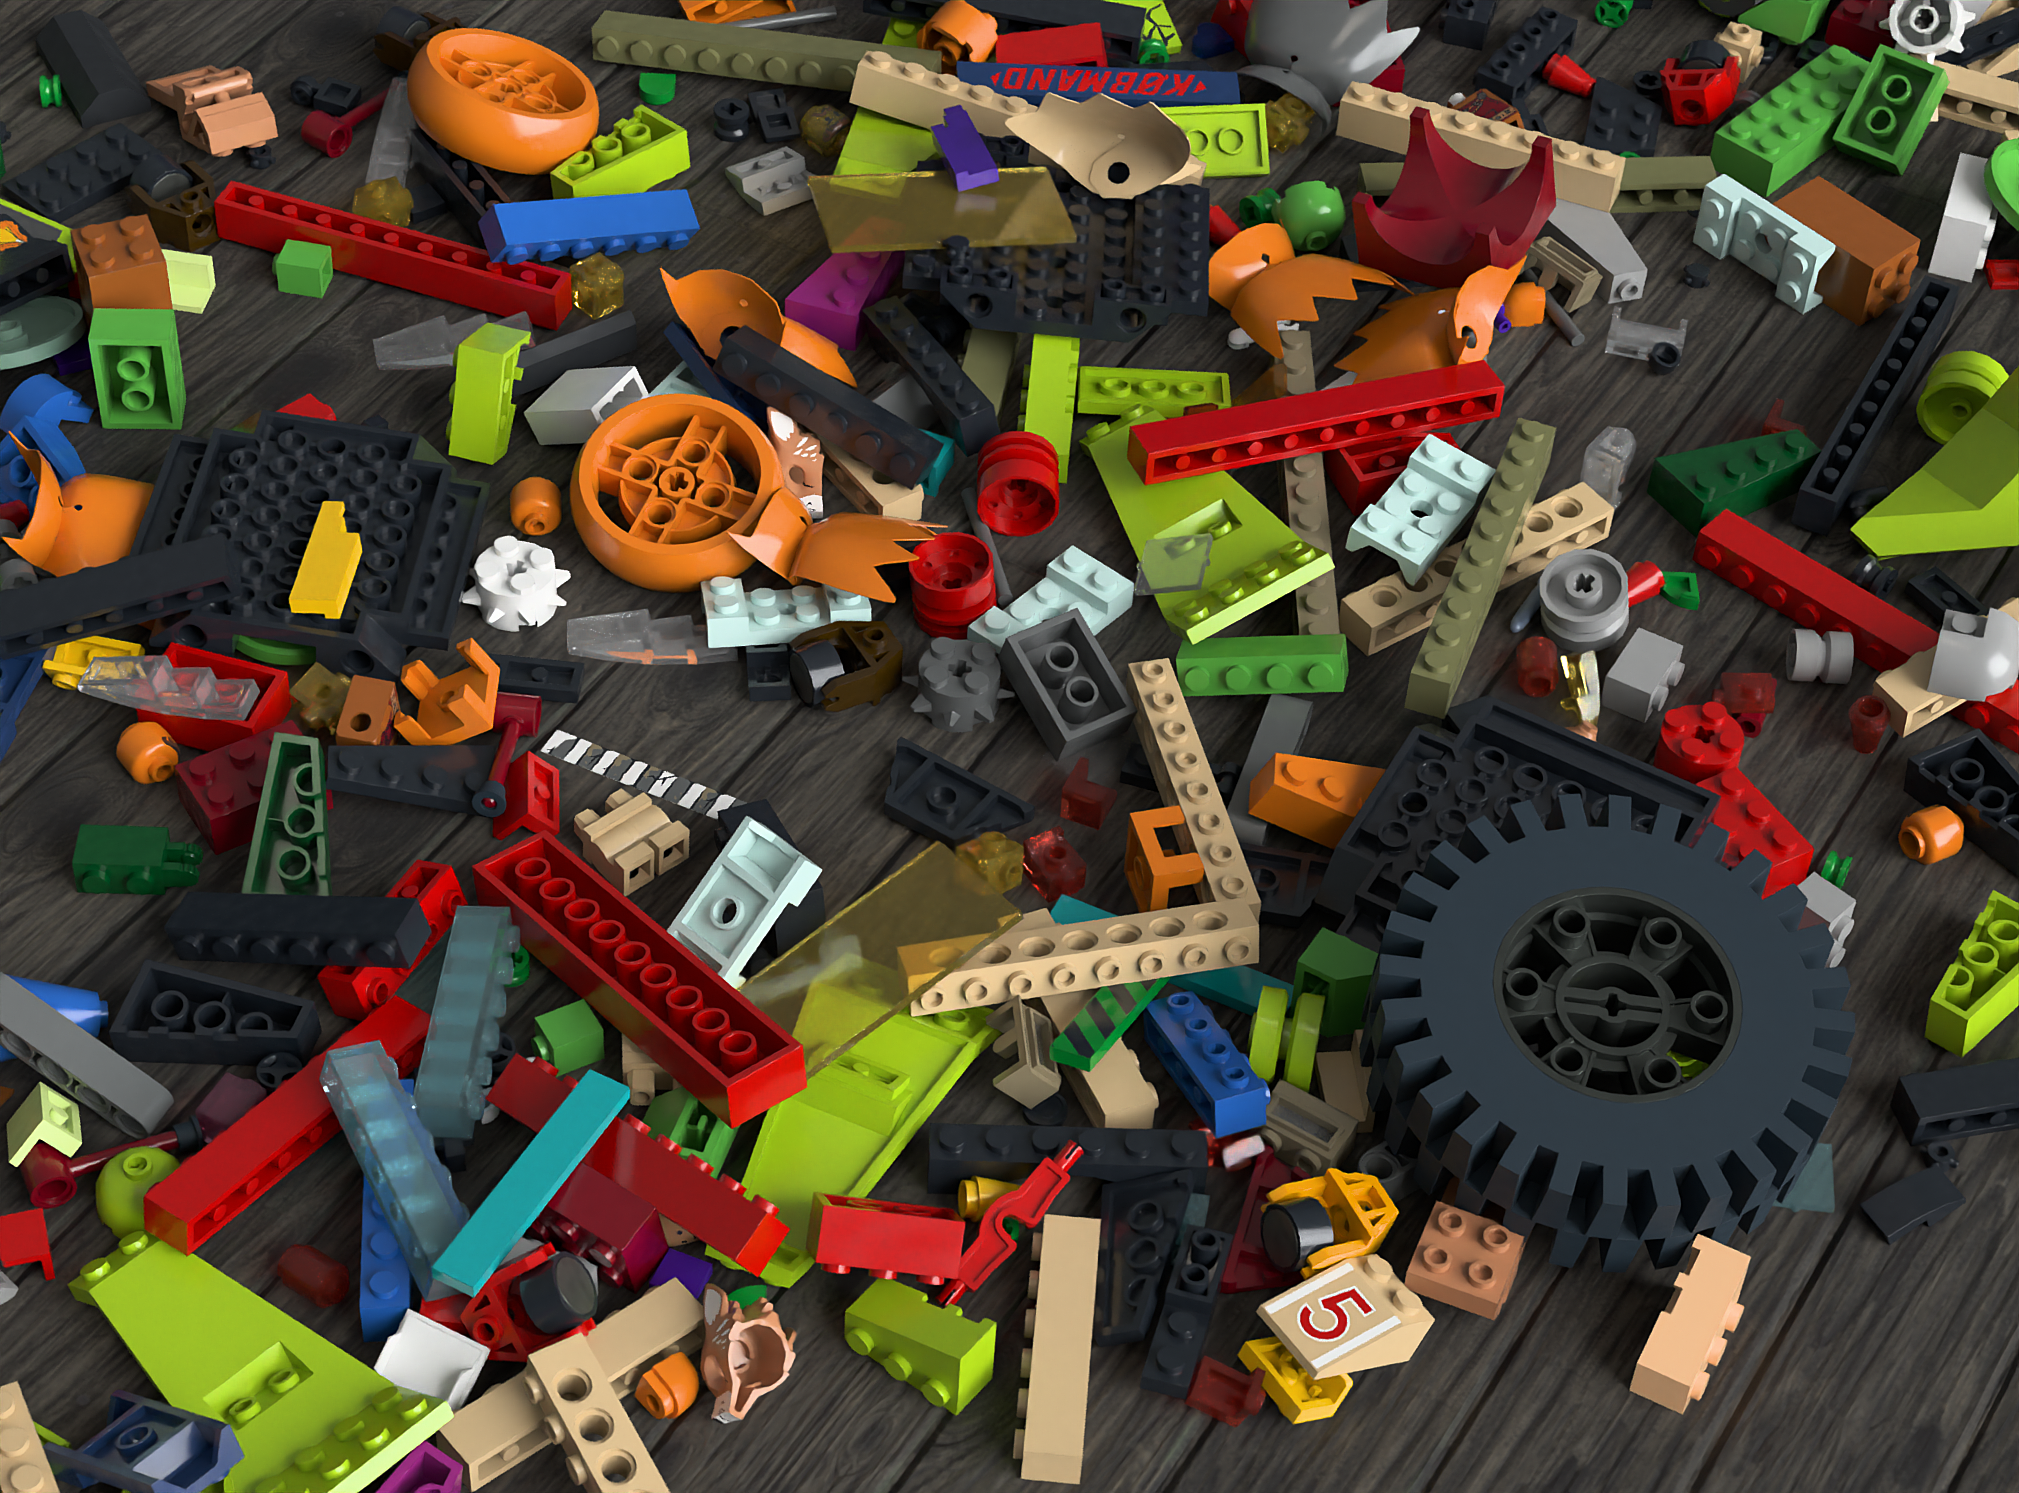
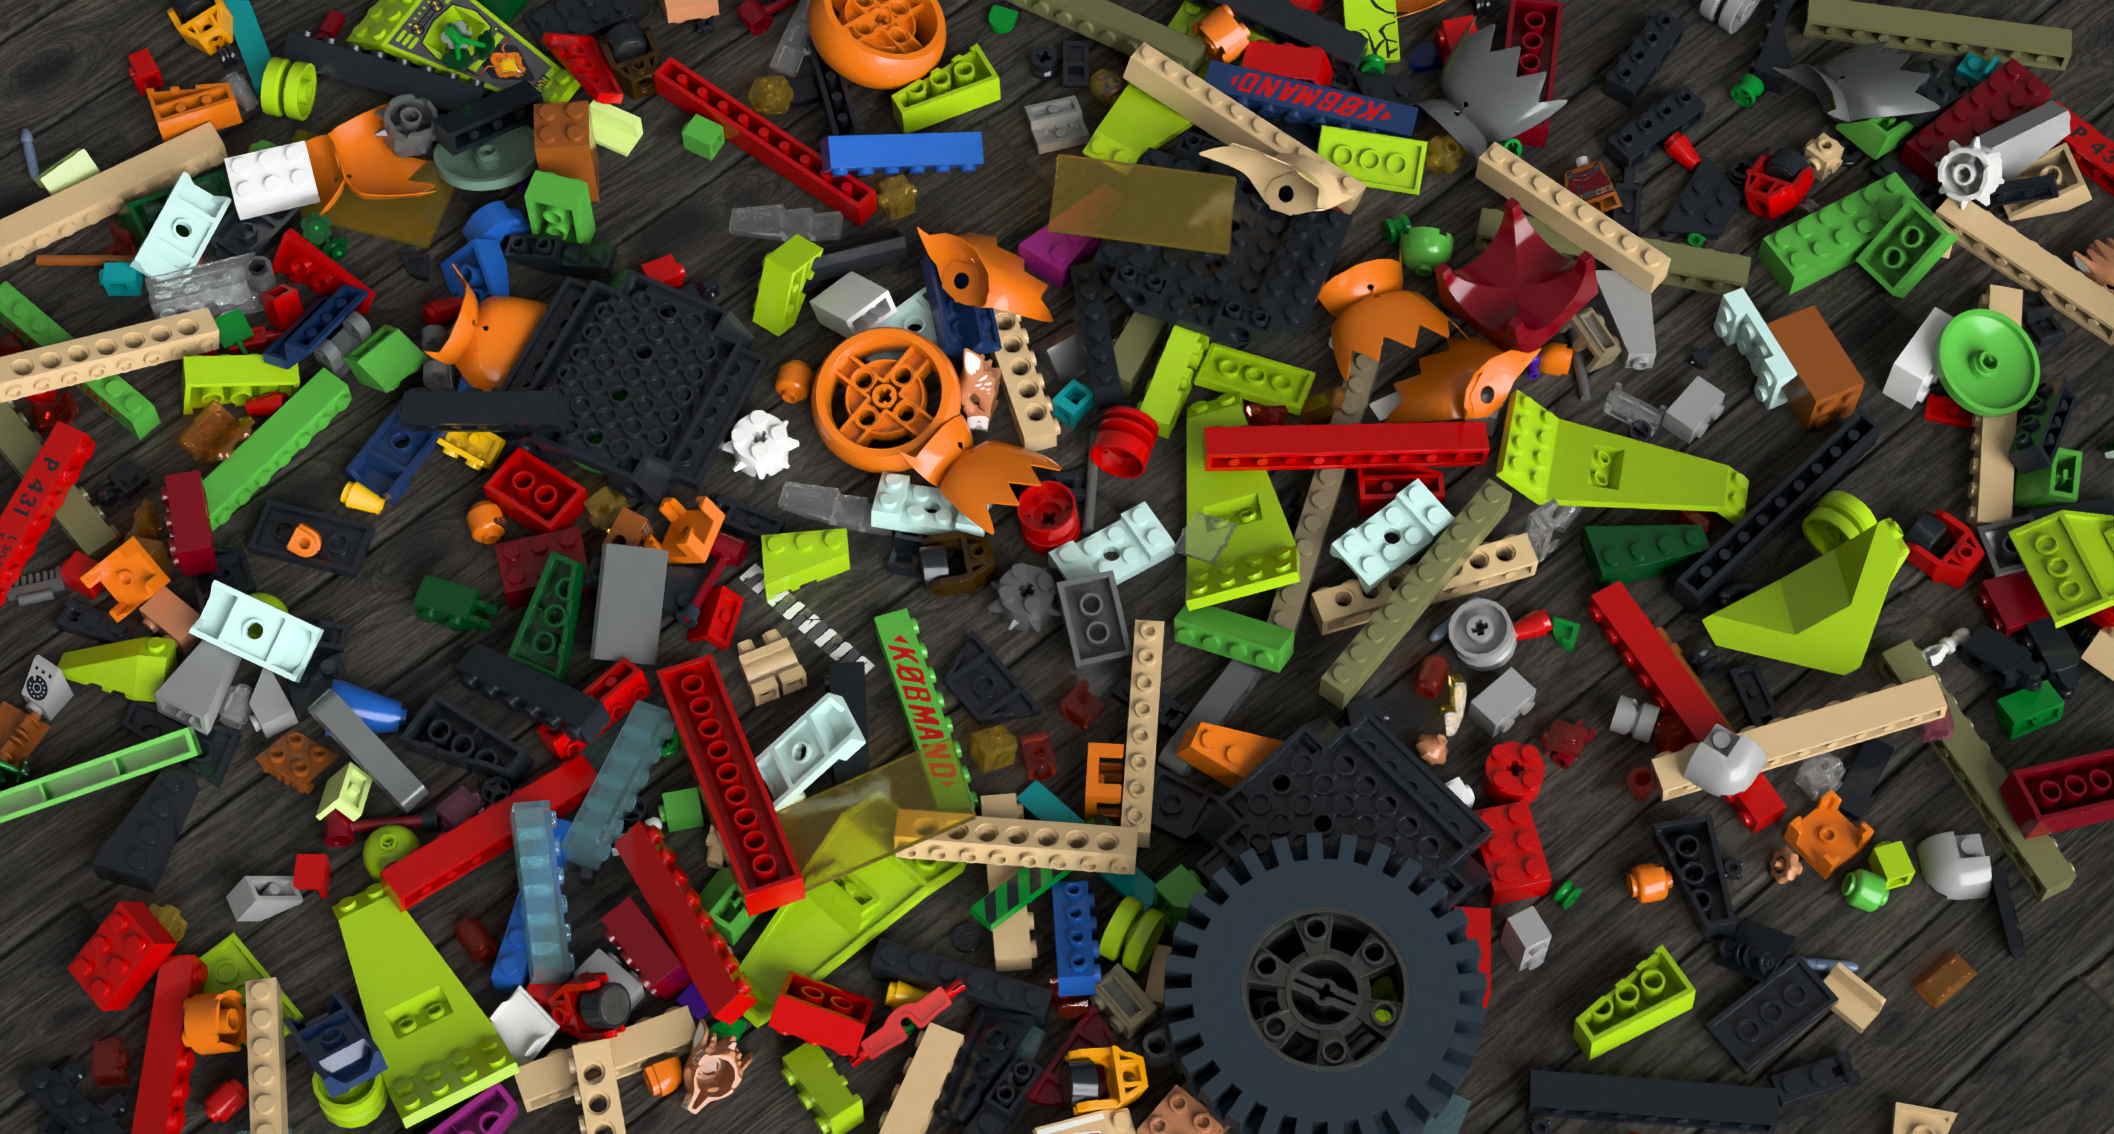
camera: 20 degrees right, 15 degrees up
(105, 207) = (586, 64): none -> red wing
(138, 433) = (560, 258): none -> black slope
(158, 687) = (504, 488): clear slope -> none
(327, 565) = (630, 415): yellow piece -> none
(401, 788) = (629, 603): none -> dark grey slope
(530, 1183) = (610, 926): teal tile -> none
(627, 700) = (802, 558): none -> lime wedge
(827, 407) = (1006, 357): black brick -> none
(834, 807) = (914, 684): none -> bright green brick
(957, 247) = (1137, 246): black piece -> none
(963, 150) = (1177, 153): dark purple piece -> none
(1030, 1035) = (966, 892): dark tan window -> none
(1221, 226) = (1360, 240): red cone -> none
(1656, 397) = (1602, 469): none -> lime wing
(1719, 324) = (1693, 410): none -> light grey brick
(1872, 659) = (1669, 735): none -> clear red brick

